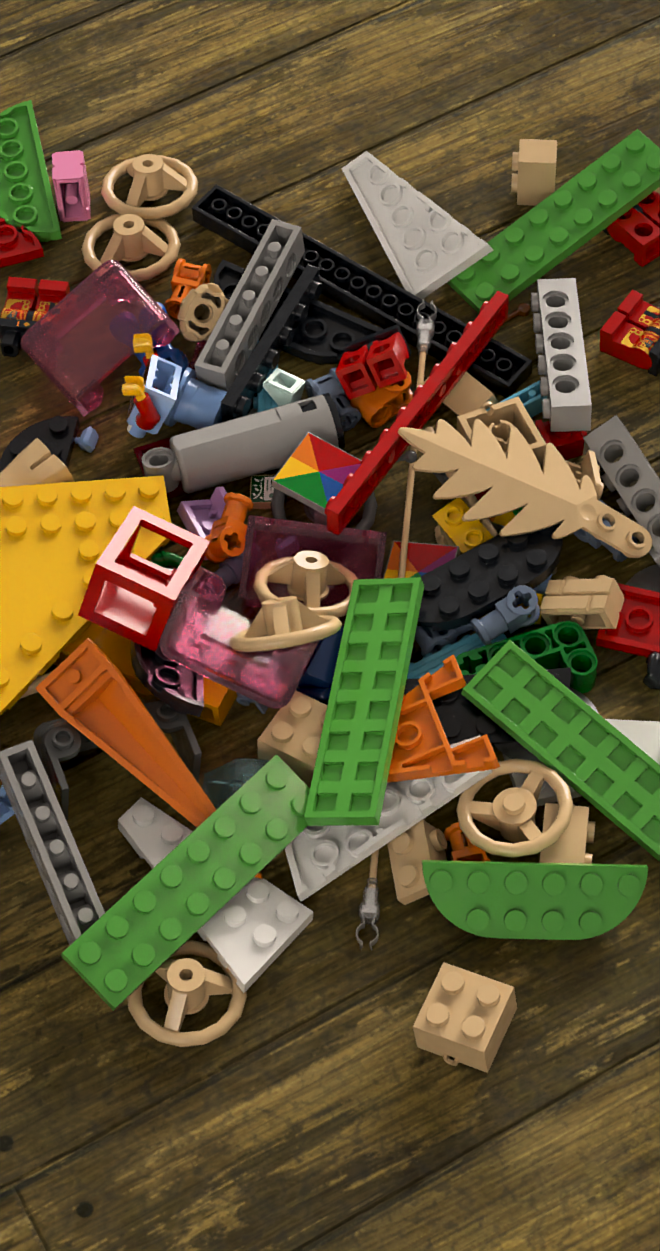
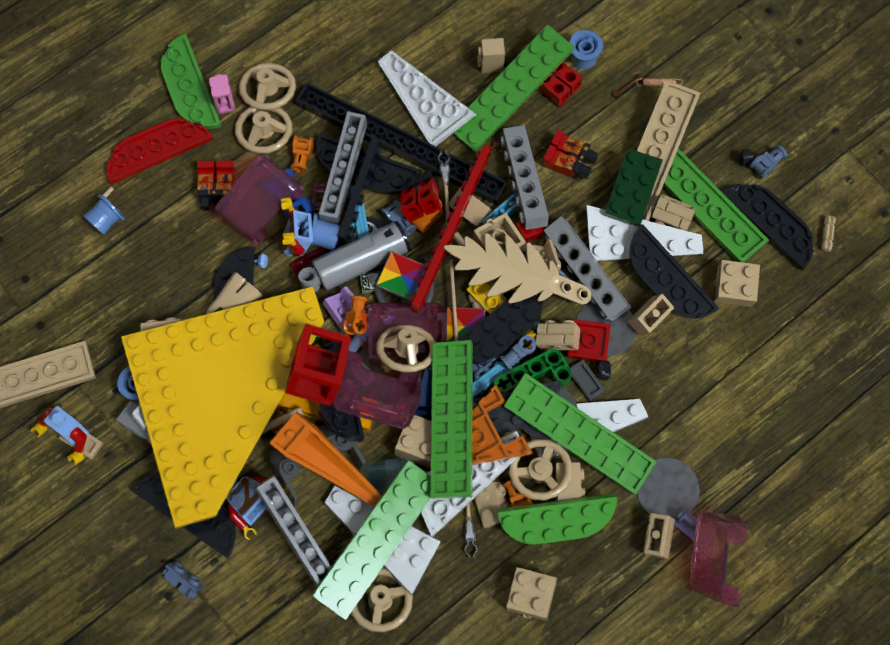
camera: 15 degrees left, 15 degrees up
(201, 311) = (316, 175): tan piece -> none
(282, 625) = (401, 384): tan piece -> none
(284, 387) = (369, 216): light aqua slope -> none
(625, 686) = (586, 380): none -> dark grey tile

